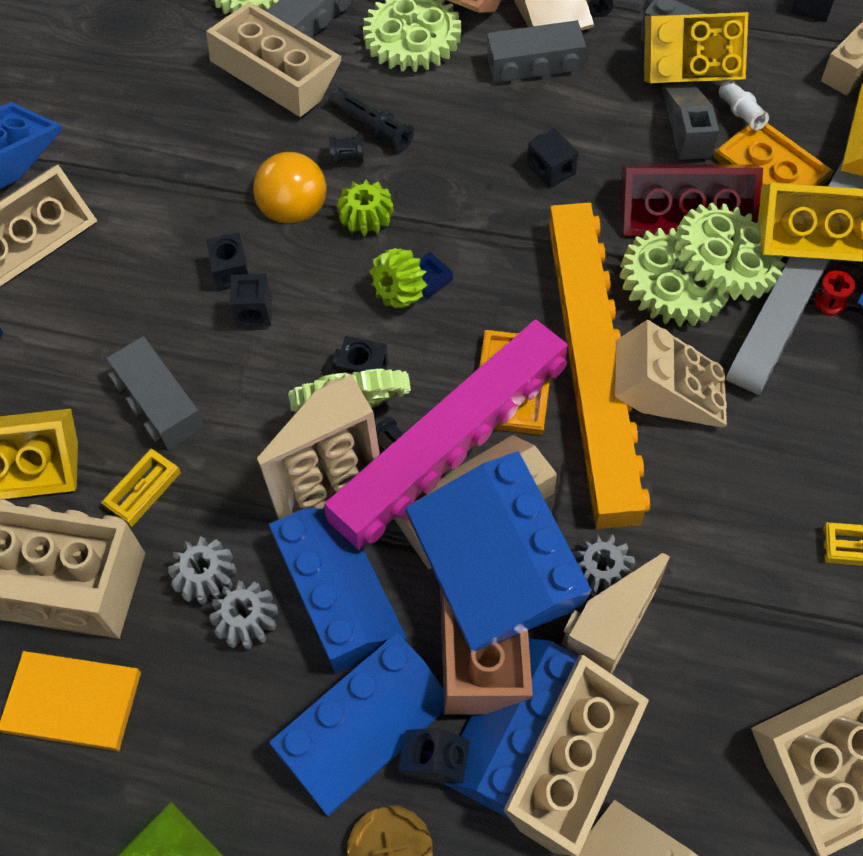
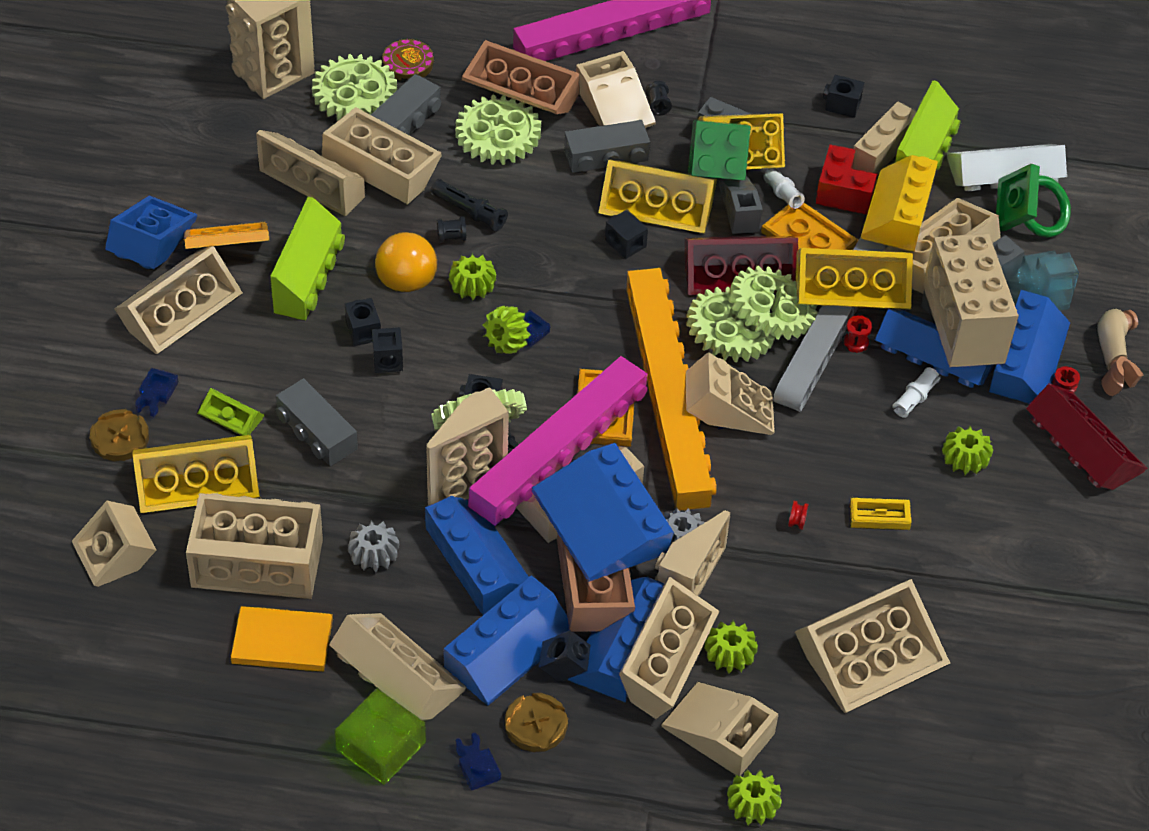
camera: 10 degrees left, 10 degrees down
(58, 375) = (229, 413): none -> lime slope
(83, 151) = (226, 235): none -> light orange tile
(145, 492) = (327, 491): yellow tile -> none
(168, 183) = (306, 261): none -> lime slope
(191, 77) = (309, 172): none -> tan slope
(211, 755) = (395, 664): none -> tan slope
(234, 626) = (410, 574): light grey gear -> none
(592, 111) = (658, 195): none -> yellow slope
(669, 56) = (719, 150): none -> green brick
(675, 740) = (731, 646): none -> lime gear
(757, 546) = (798, 515): none -> red bush
(816, 103) = (842, 185): none -> red brick

